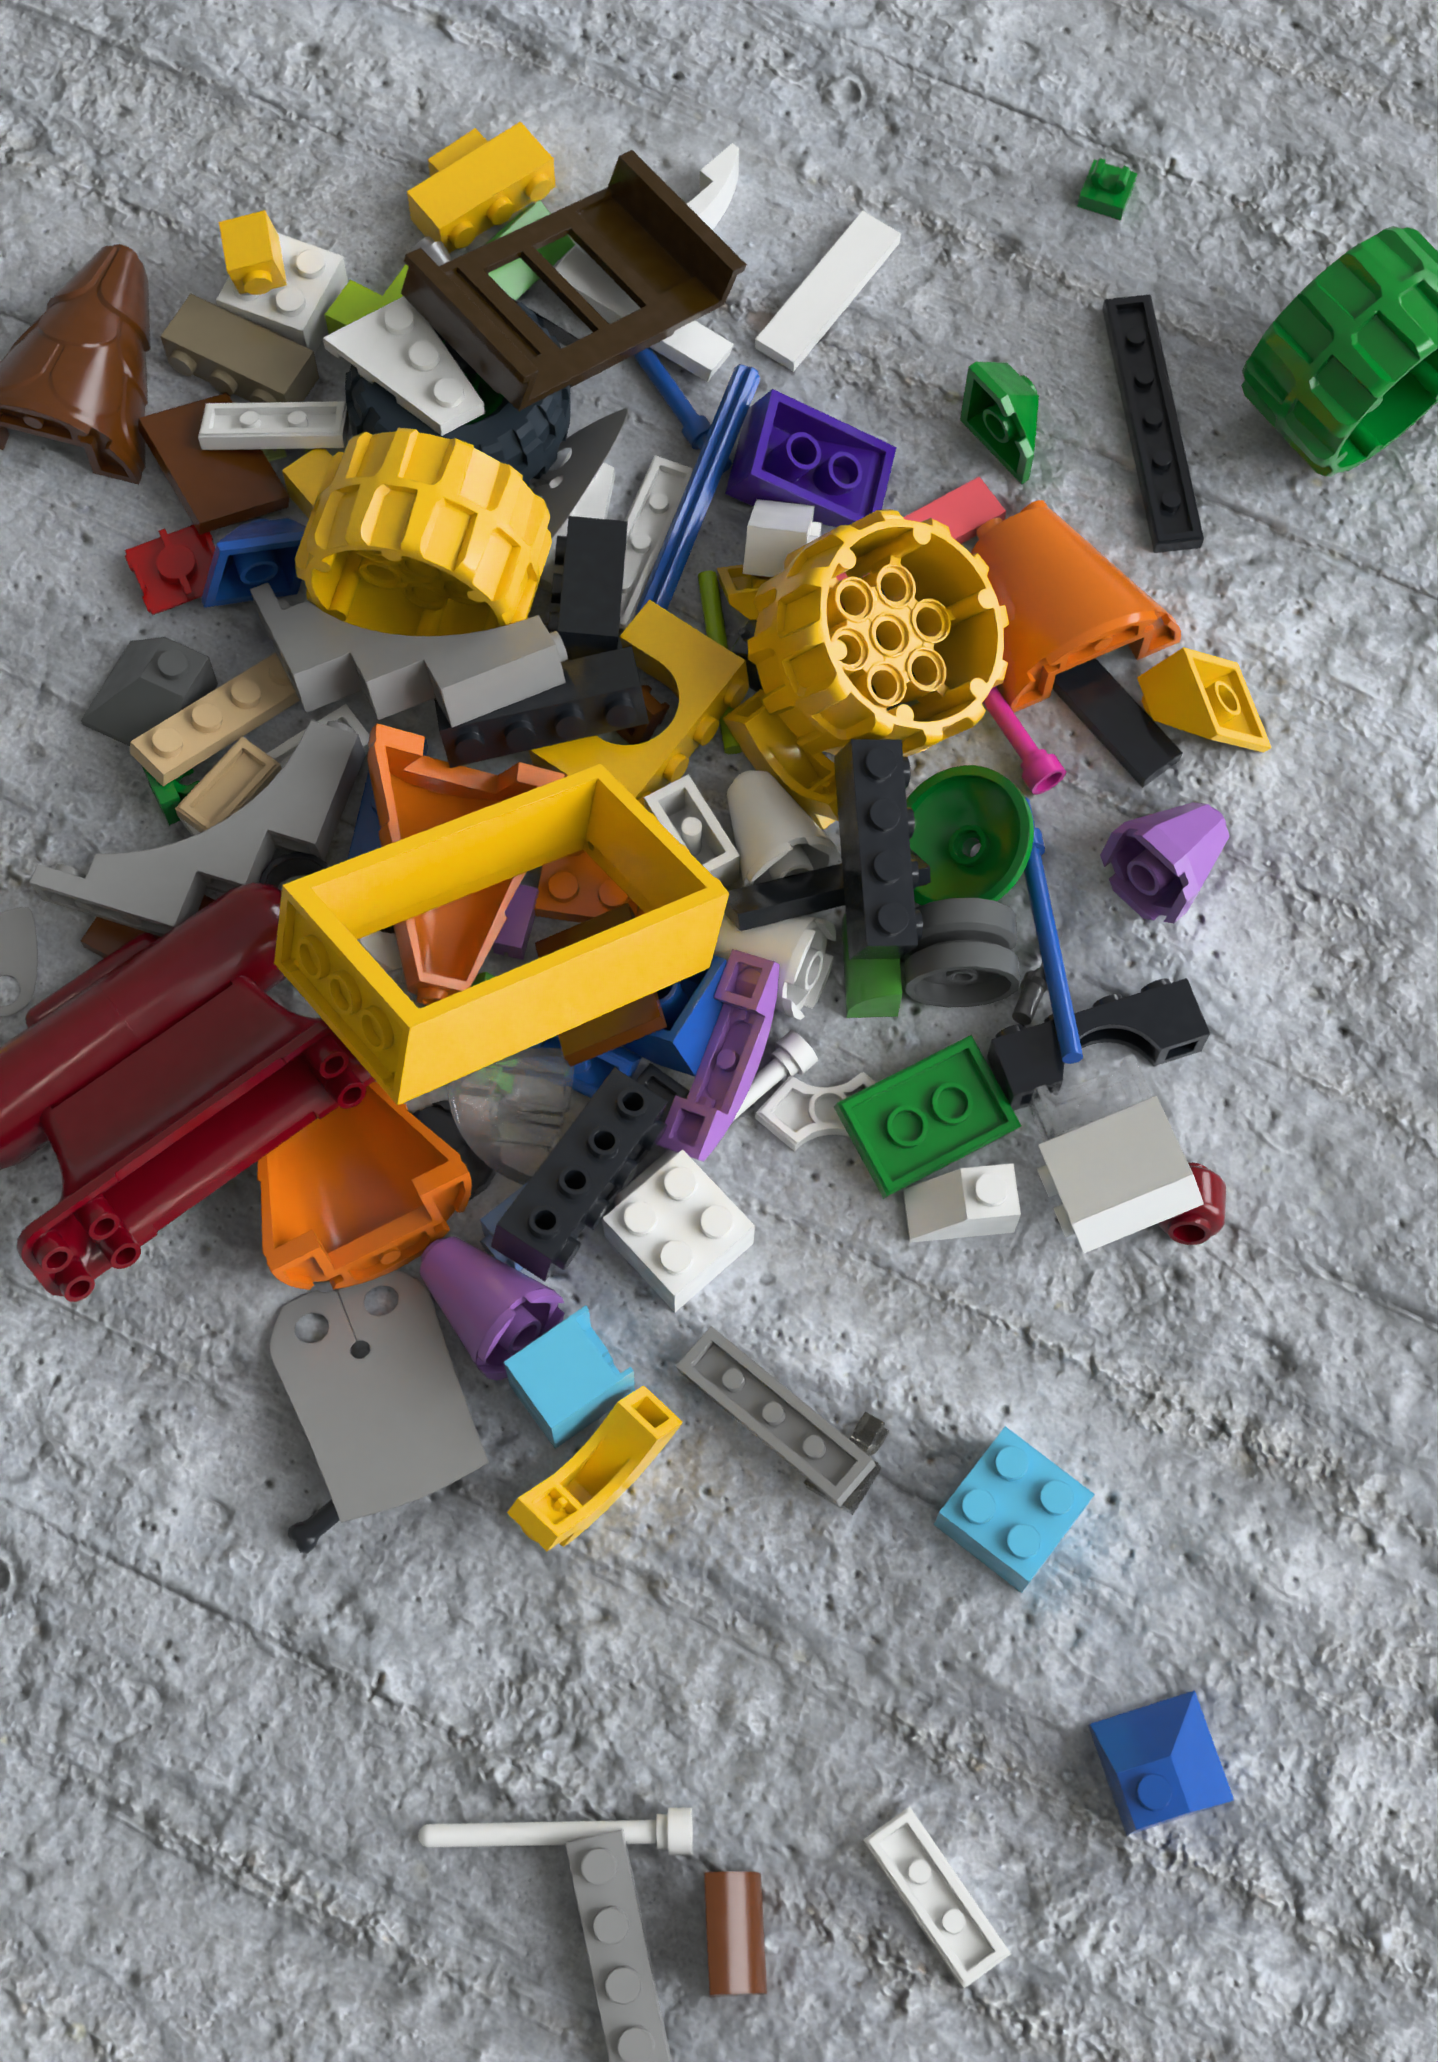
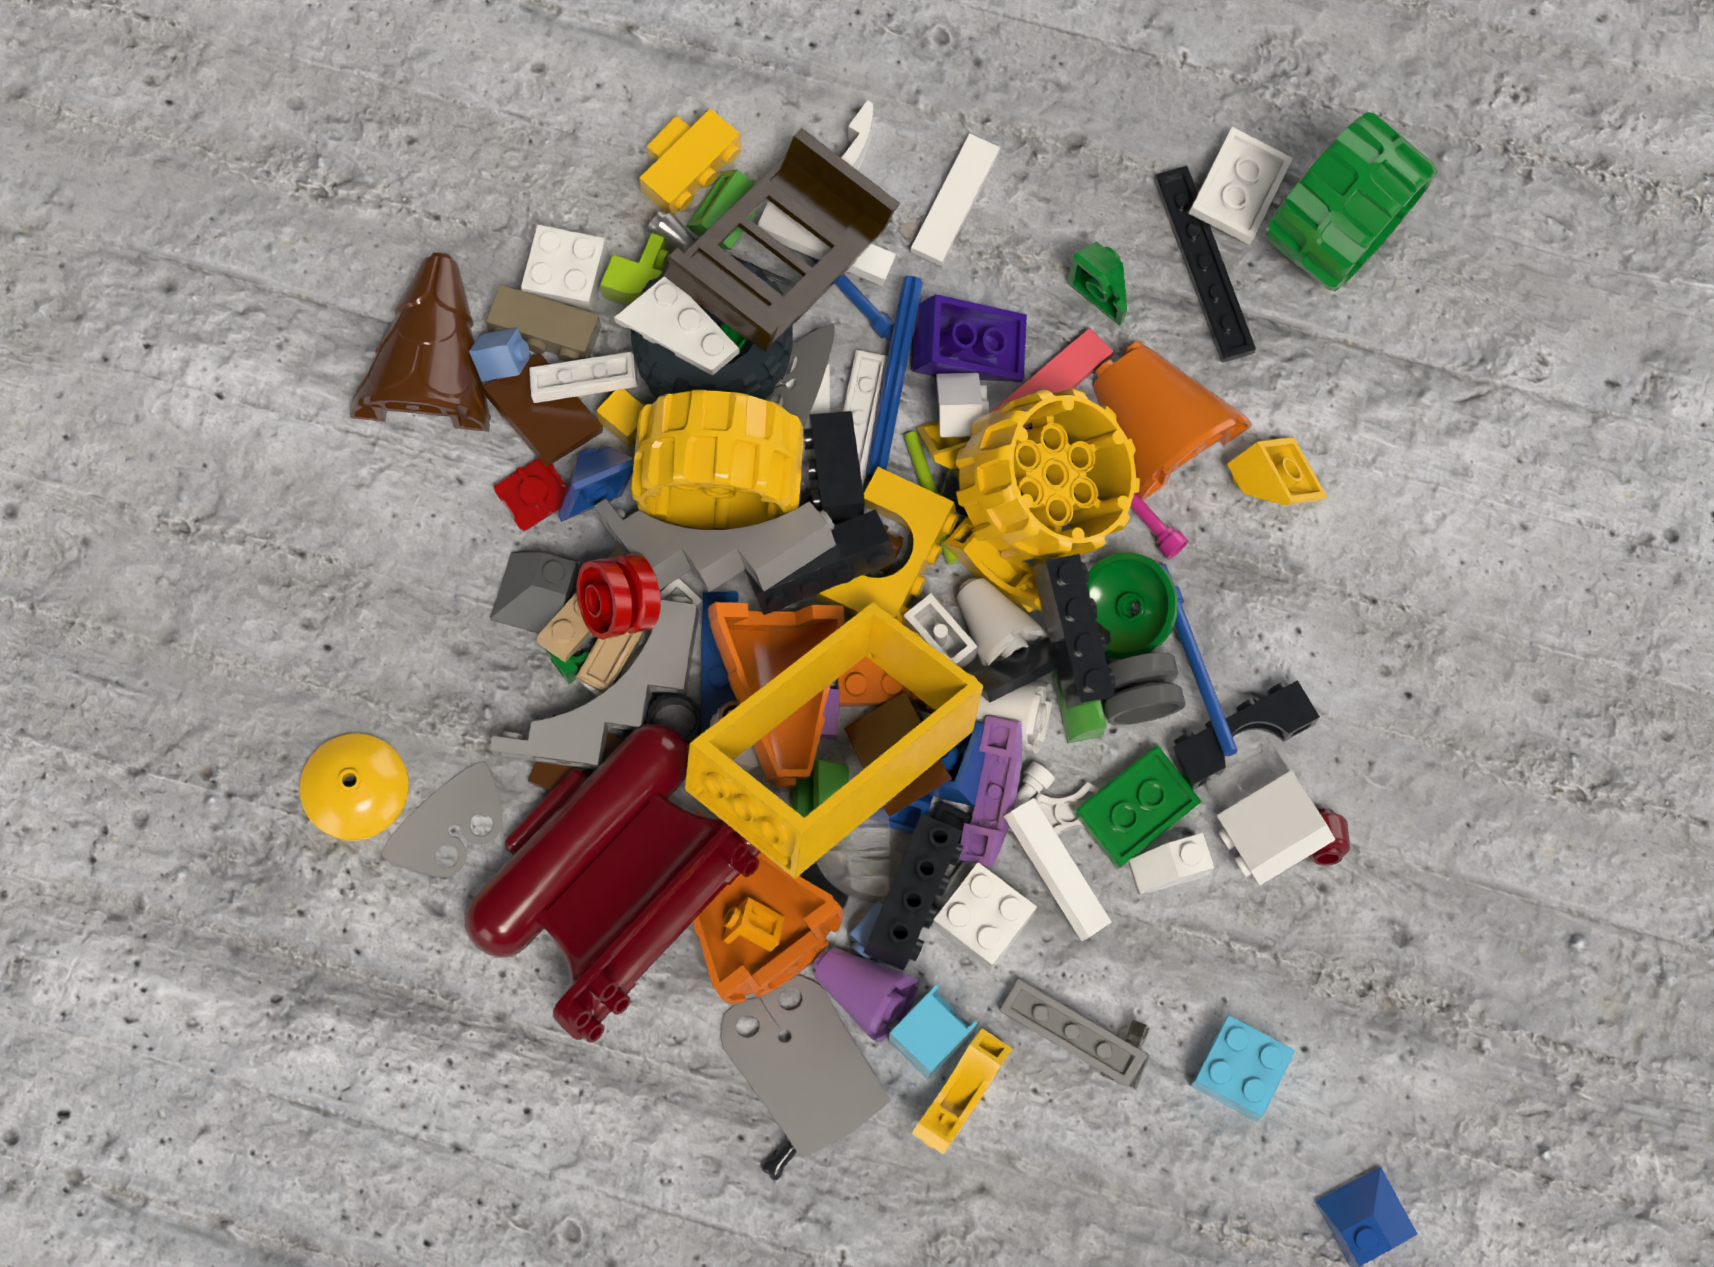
camera: 10 degrees left, 5 degrees up
(170, 381) = (500, 354): none -> medium blue brick
(250, 701) = (618, 595): none -> red wheel
(252, 253) = (544, 253): yellow brick -> none
(348, 1182) = (754, 923): none -> light orange bracket
(796, 1182) = (1057, 869): none -> white tile
(1032, 990) = (1193, 702): flat silver piece -> none
(1107, 189) = (1142, 86): green tile -> none
(1117, 721) = (1218, 496): black tile -> none
(1165, 858) = (1269, 594): medium lavender cone -> none
(1215, 327) = (1240, 185): none -> white plate

